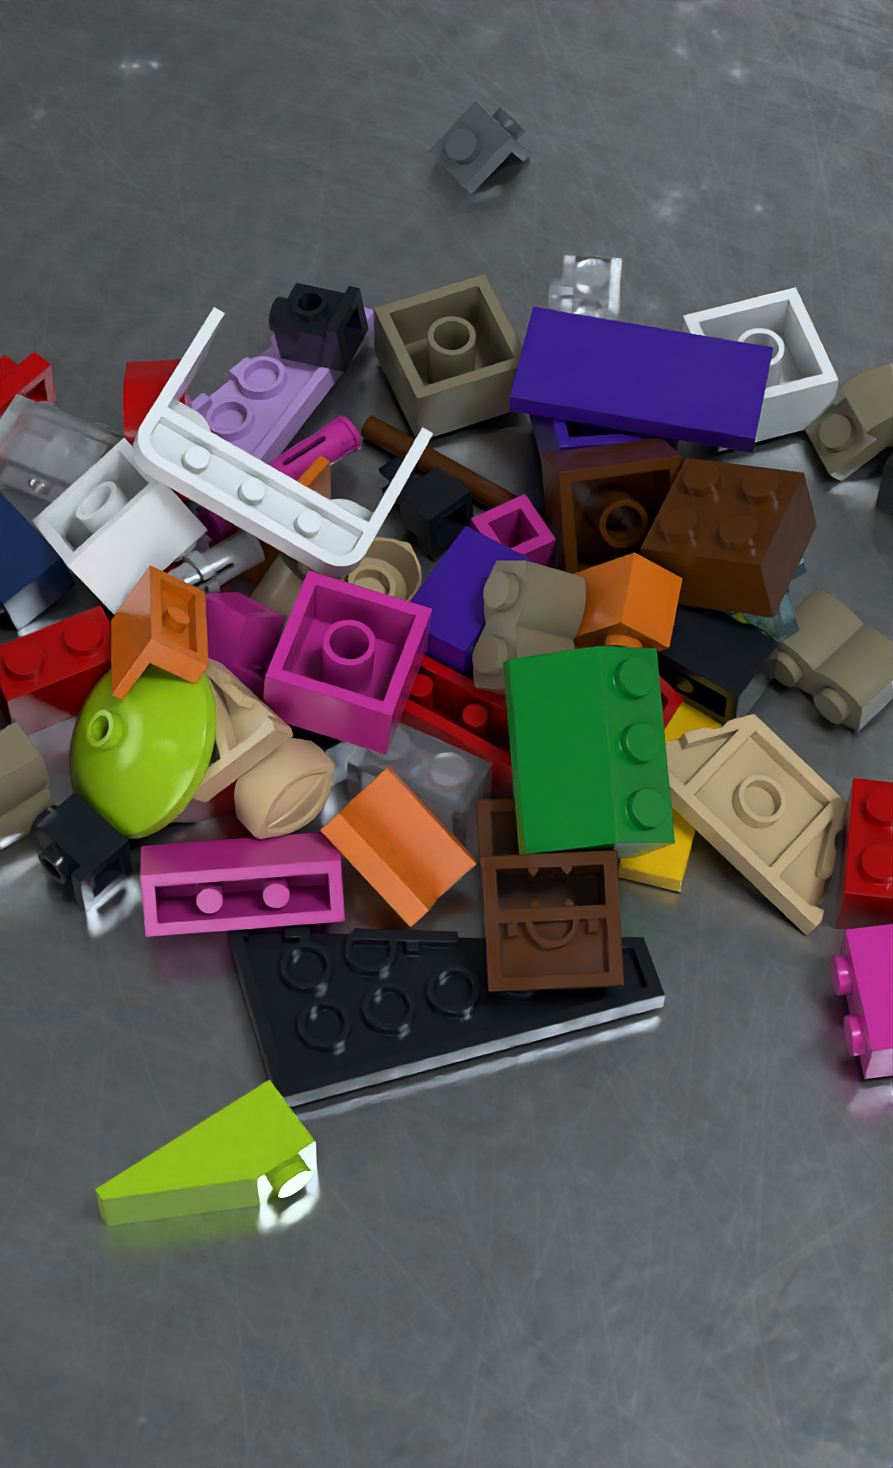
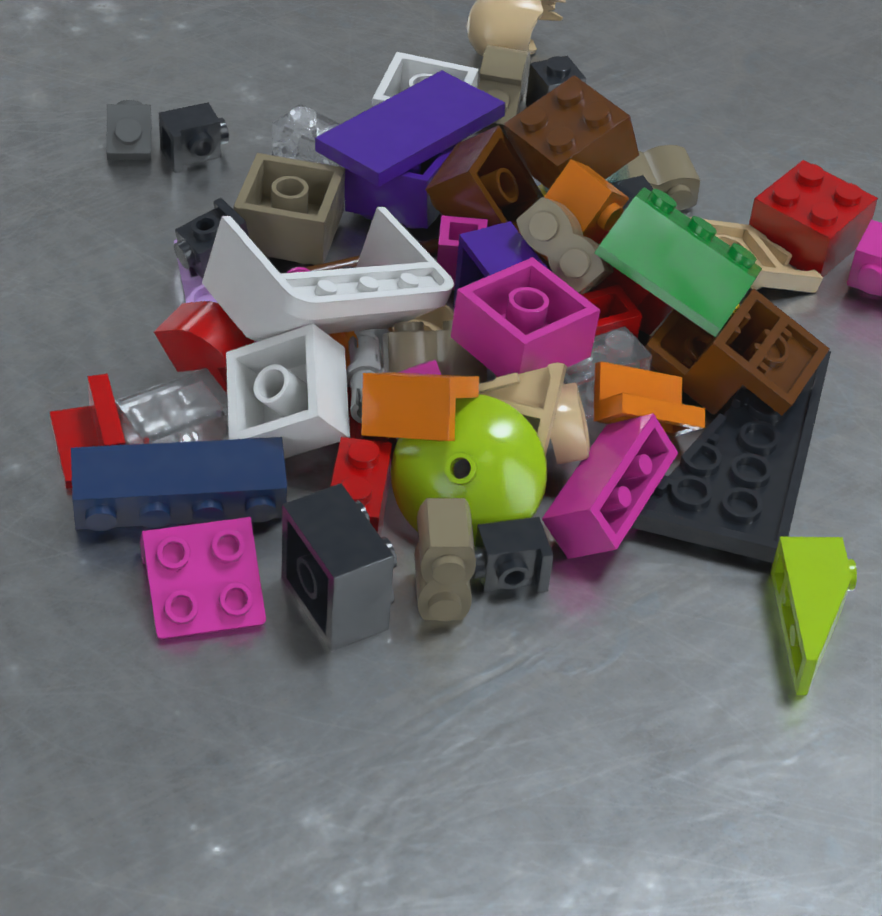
camera: 60 degrees left, 15 degrees down
(516, 200) = (191, 135): none -> black brick

